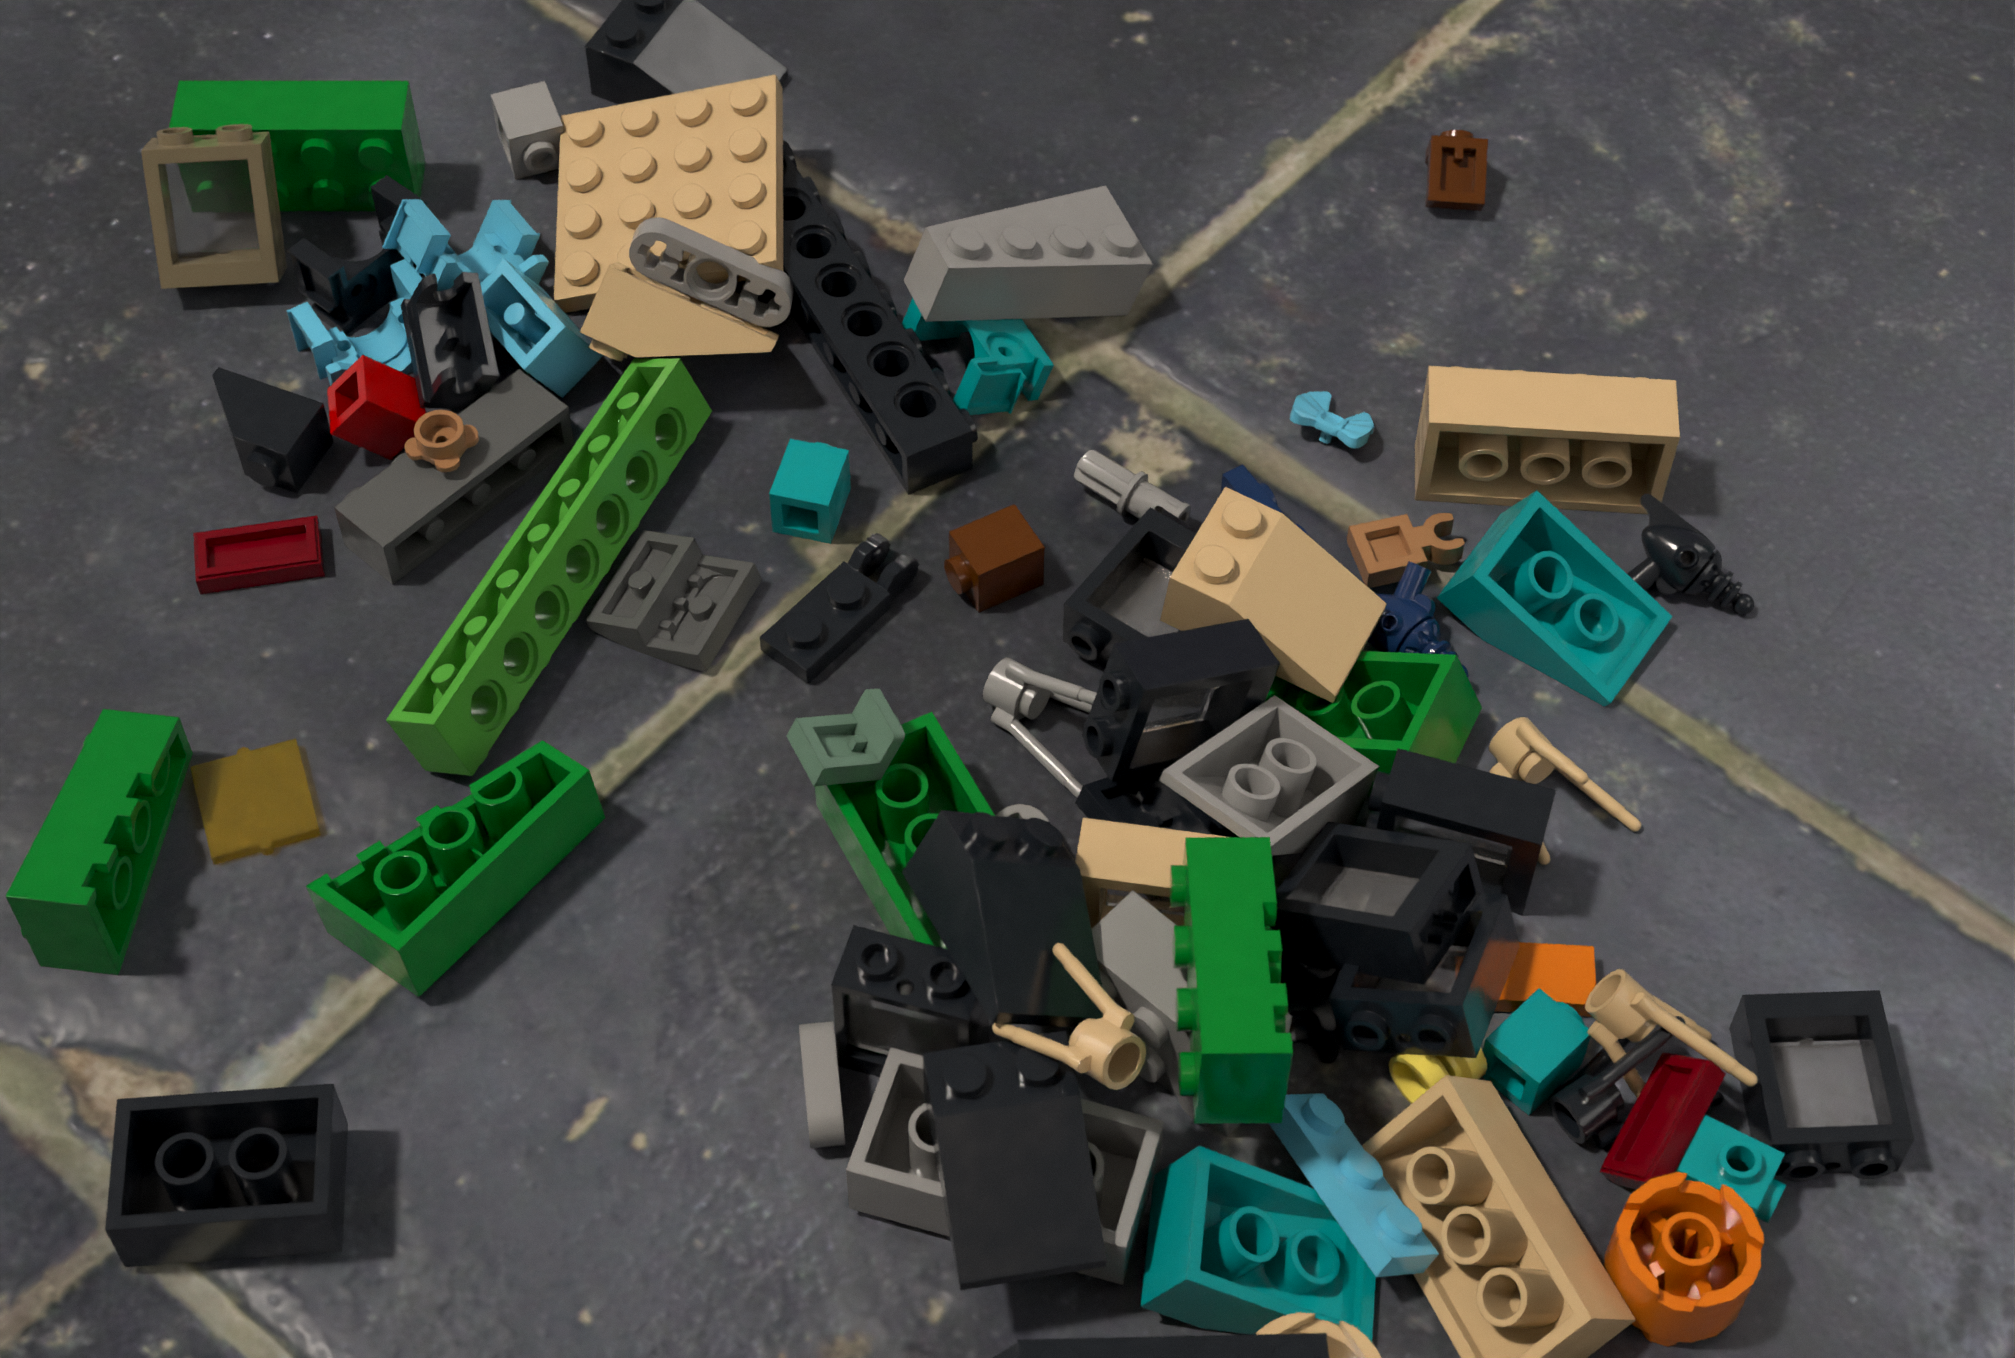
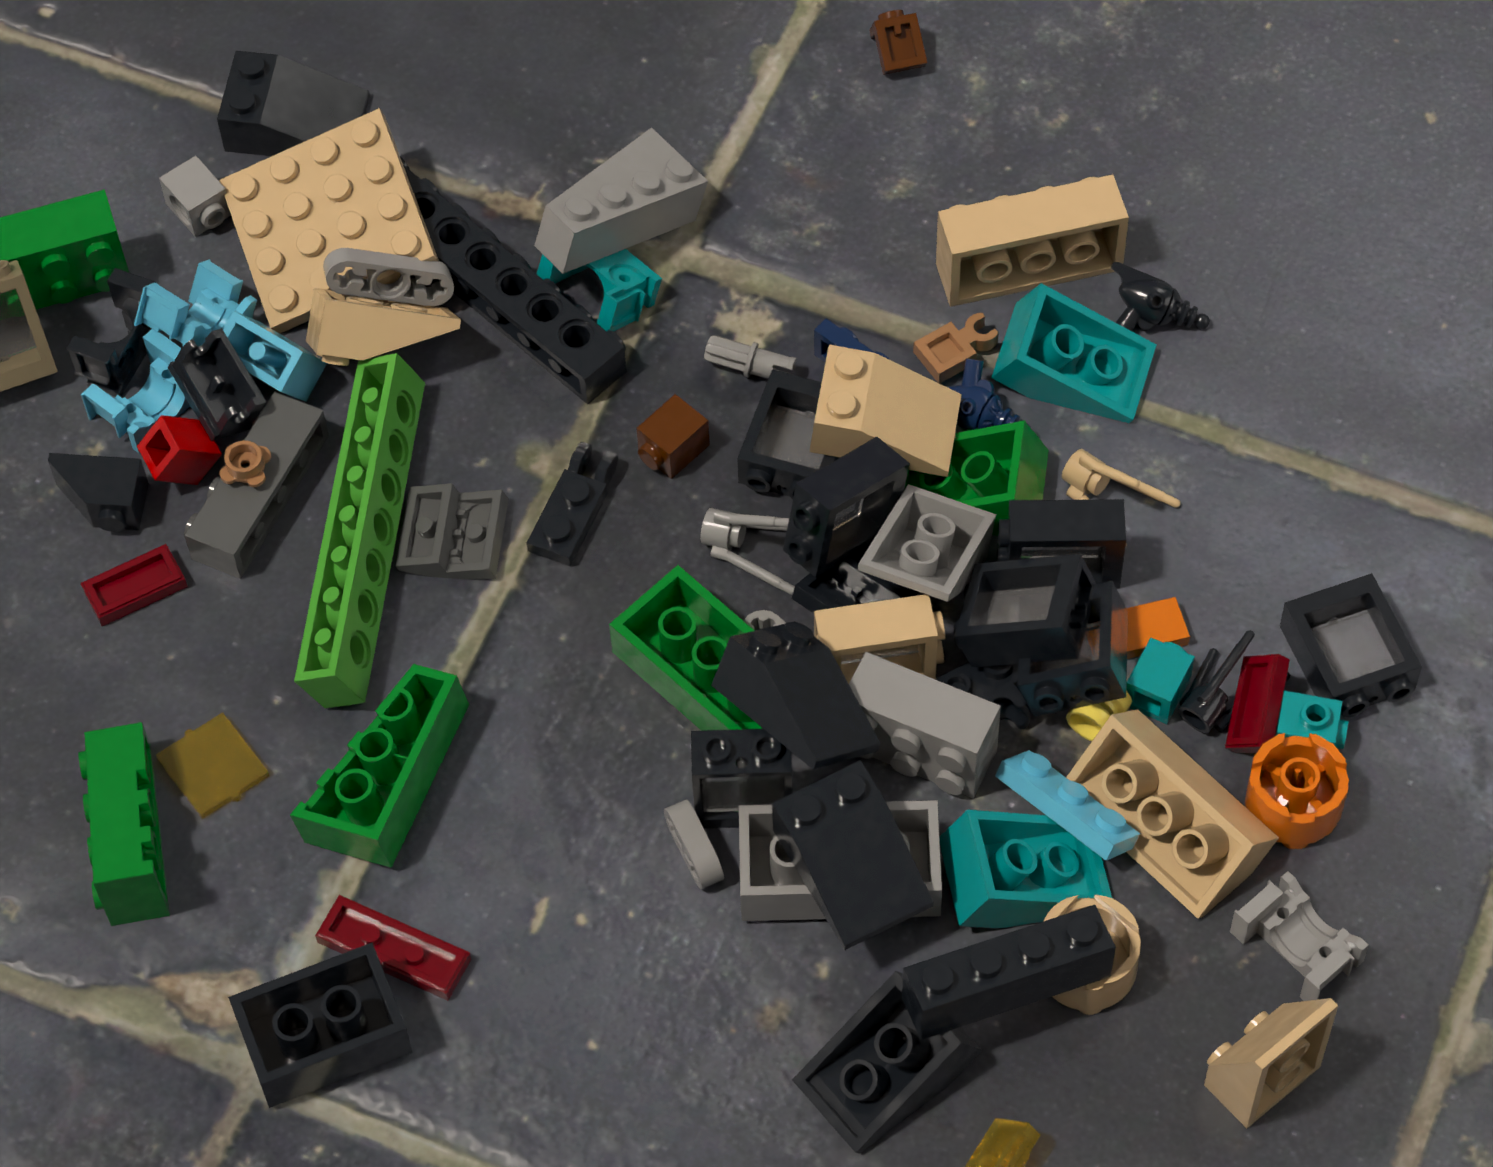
camera: 15 degrees left, 5 degrees up
(381, 1103) = (400, 948): none -> dark red tile
(810, 490) = (520, 423): teal brick -> none
(848, 745) = (634, 605): sand green bracket -> none
(1097, 1046) = (886, 765): tan plant -> none
(1233, 982) = (958, 694): green wedge -> none
(1312, 410) = (857, 261): medium azure piece -> none
(1631, 1012) = (1217, 636): tan plant -> none

